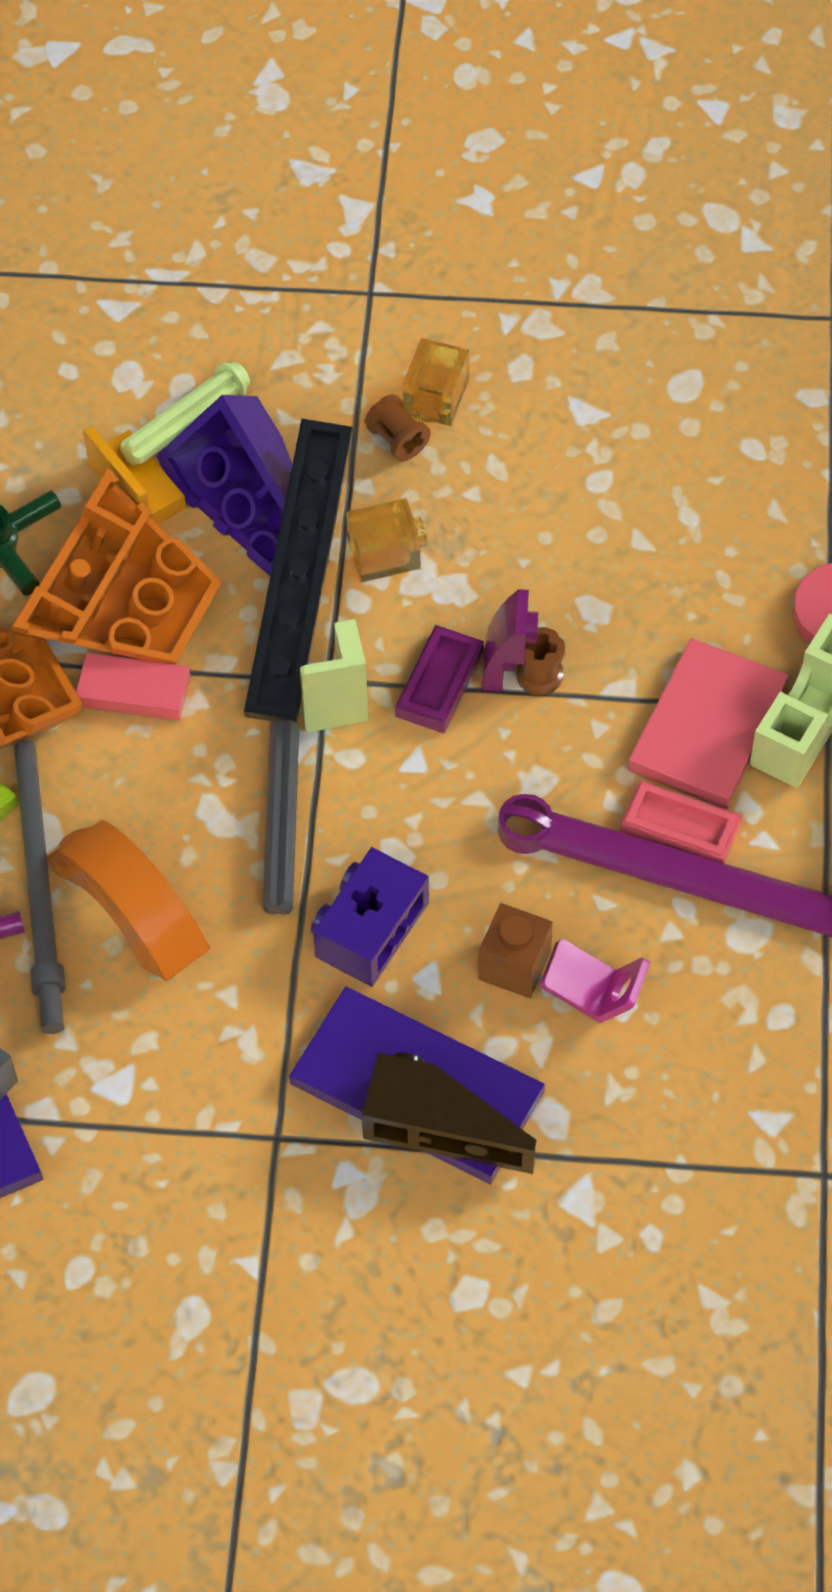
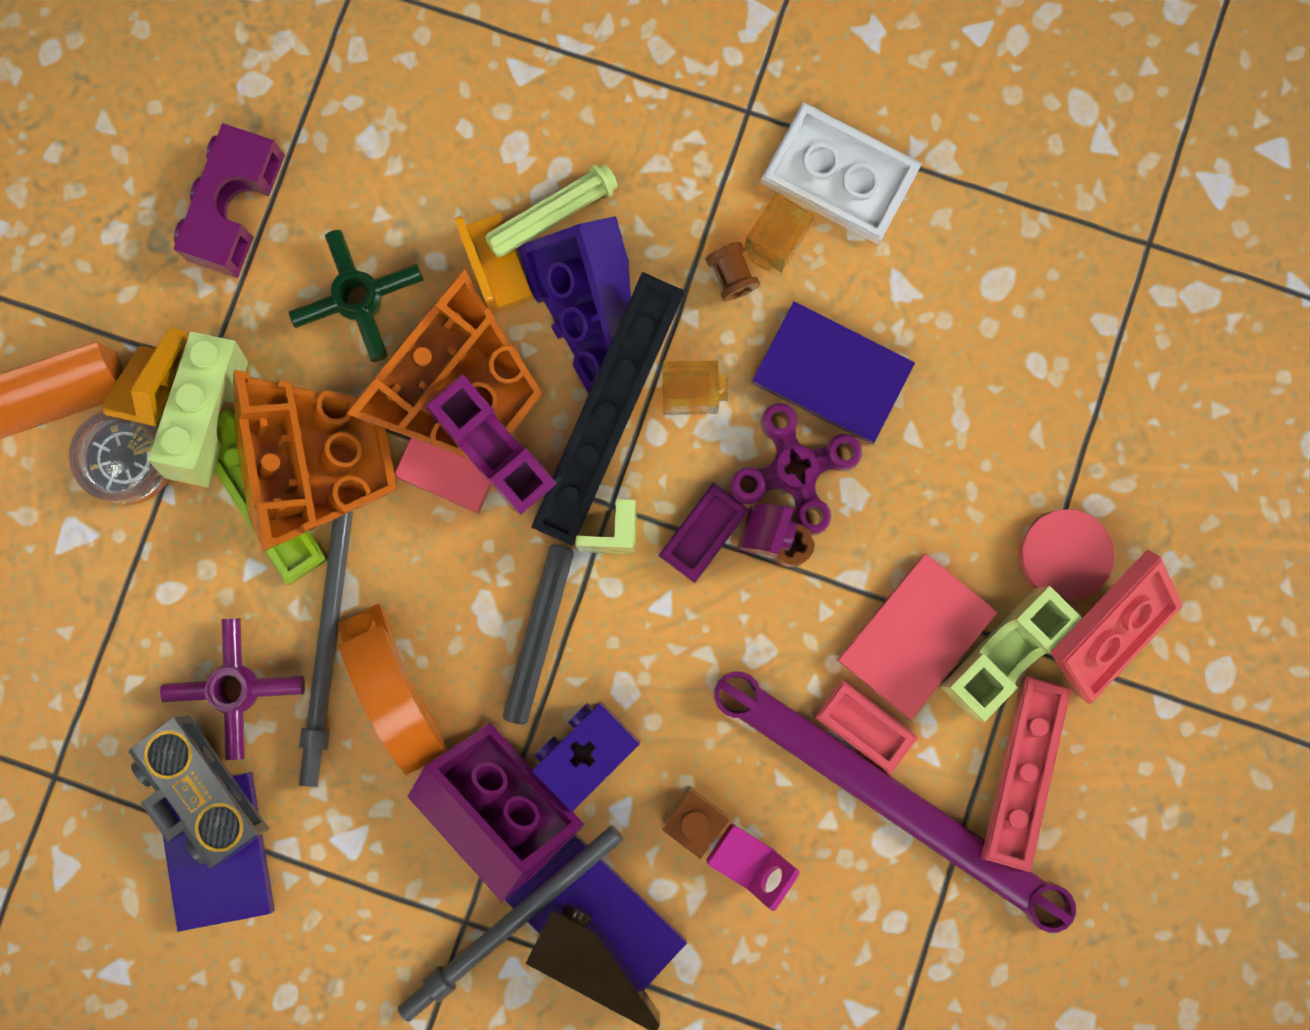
camera: 15 degrees right, 25 degrees up
(145, 600) = (488, 444): none -> magenta arch
(266, 1197) = (443, 980): none -> dark grey bar
(278, 991) = (494, 810): none -> magenta slope
(491, 554) = (814, 460): none -> magenta gear
(498, 321) = (840, 173): none -> white tile
(535, 499) = (833, 373): none -> dark purple tile

